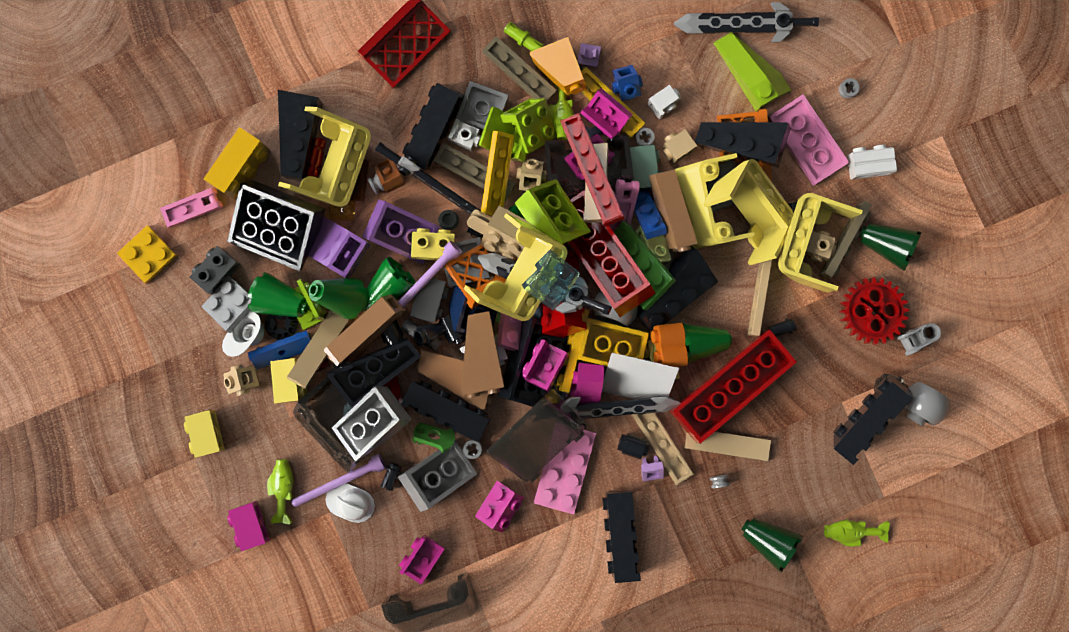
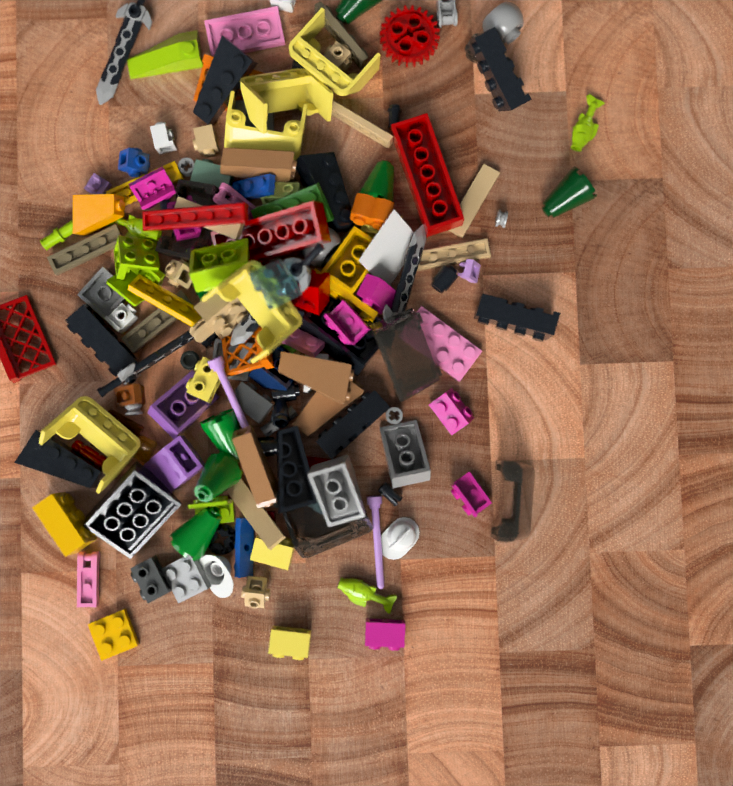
camera: 70 degrees left, 0 degrees up
(444, 443) = (379, 436): bright green piece -> none

